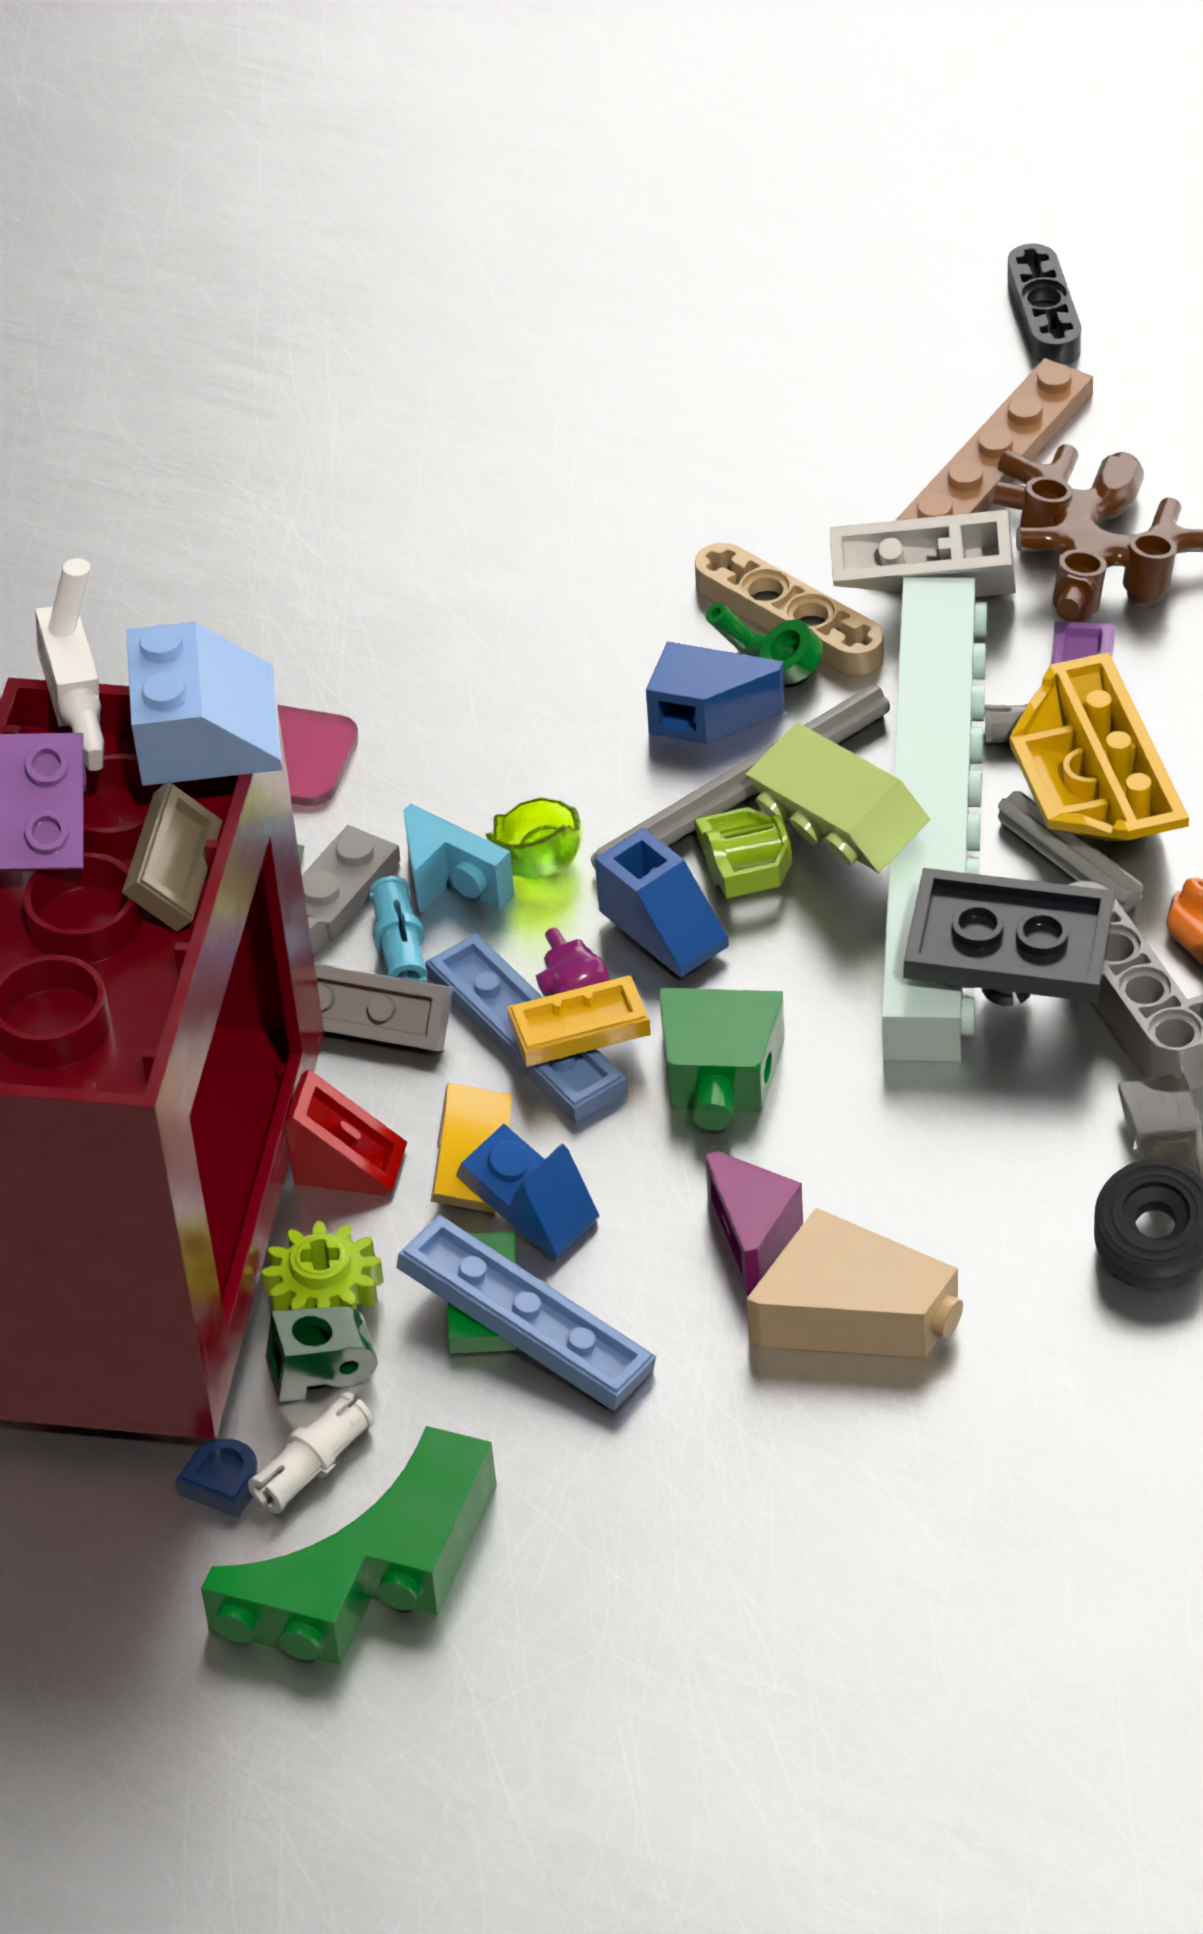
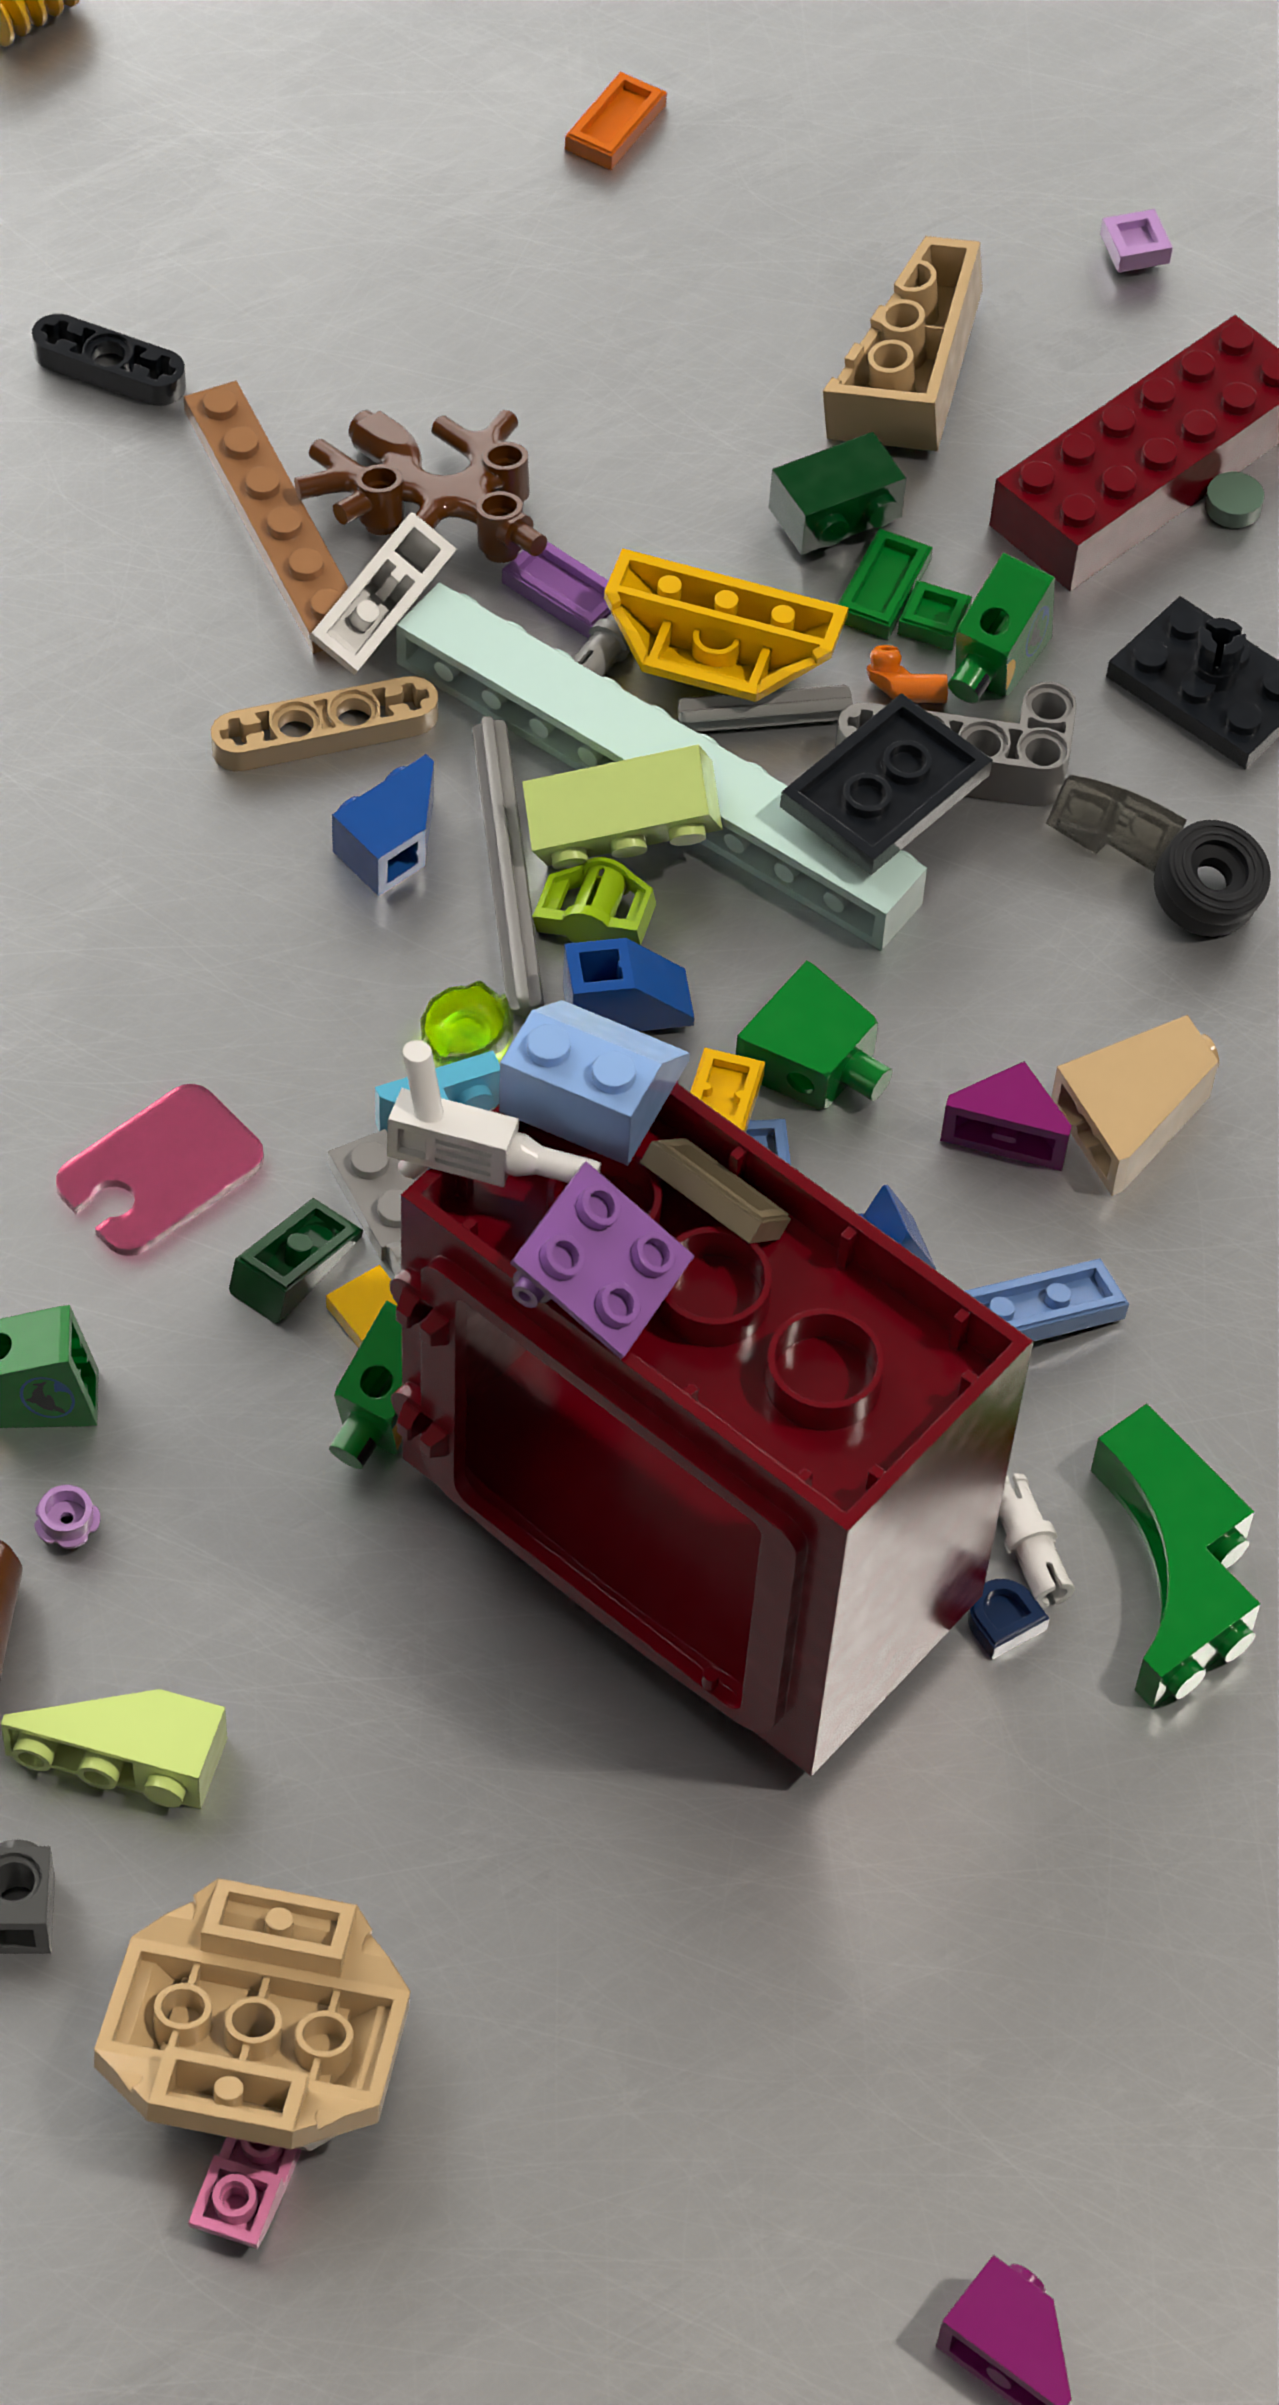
camera: 65 degrees left, 10 degrees up
(787, 642) = (371, 752): green plate -> none

